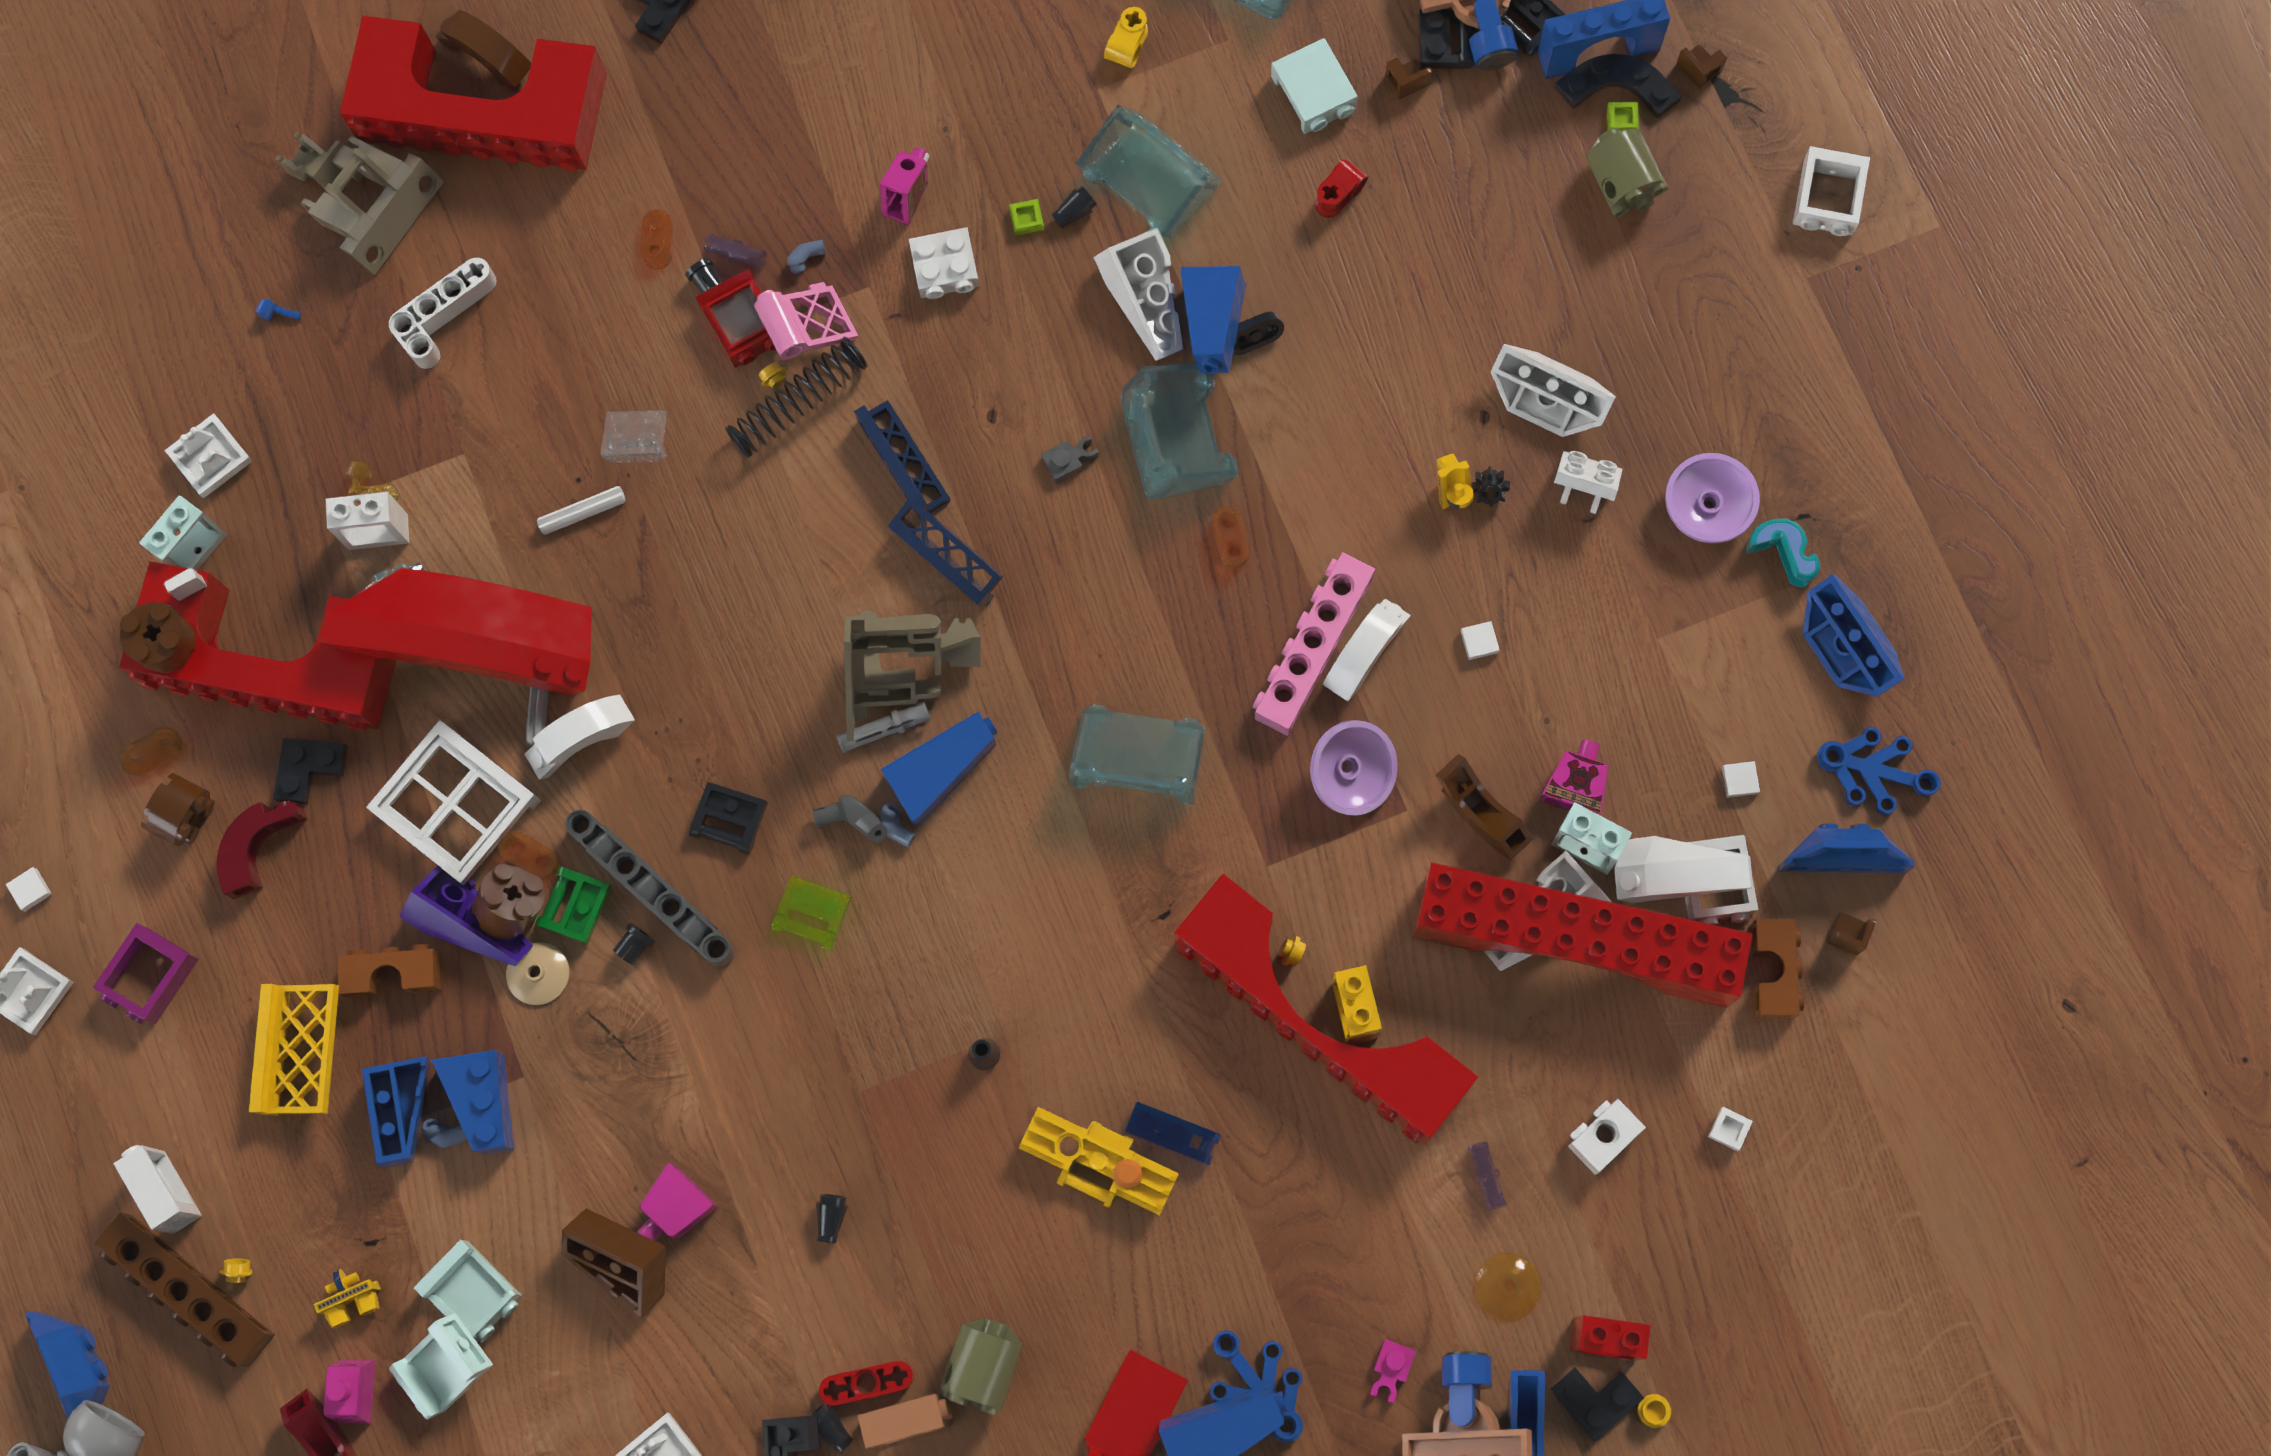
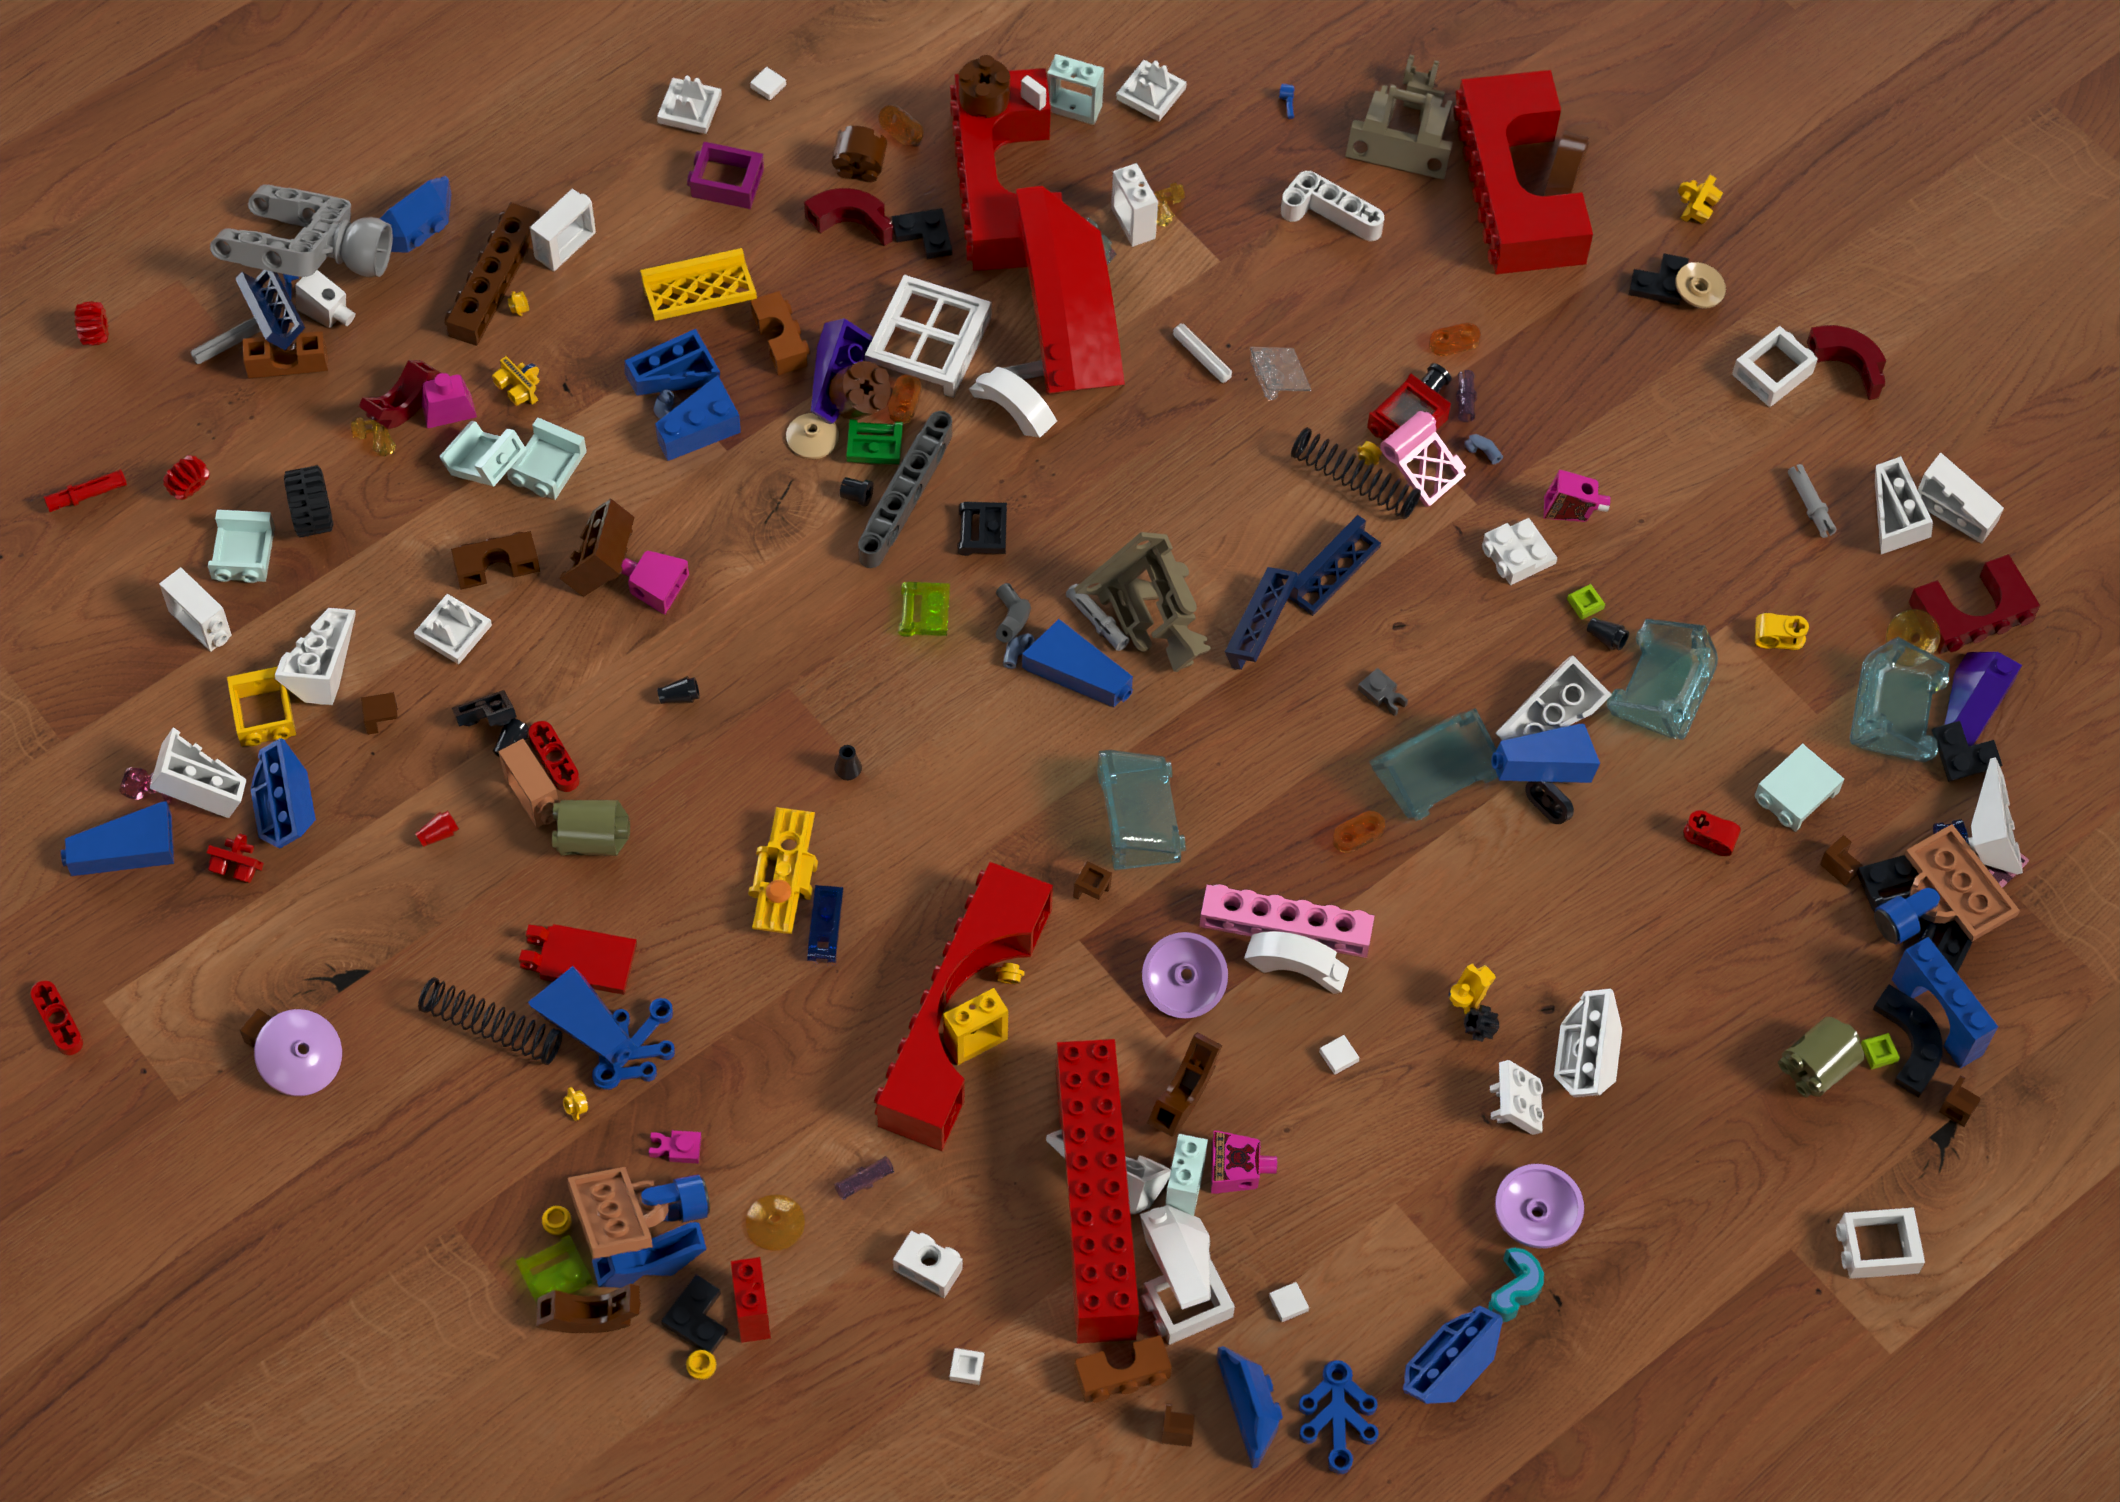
camera: 65 degrees right, 15 degrees down
(579, 1415) = (514, 550): none -> reddish brown arch
(1213, 831) = (1092, 881): none -> reddish brown panel

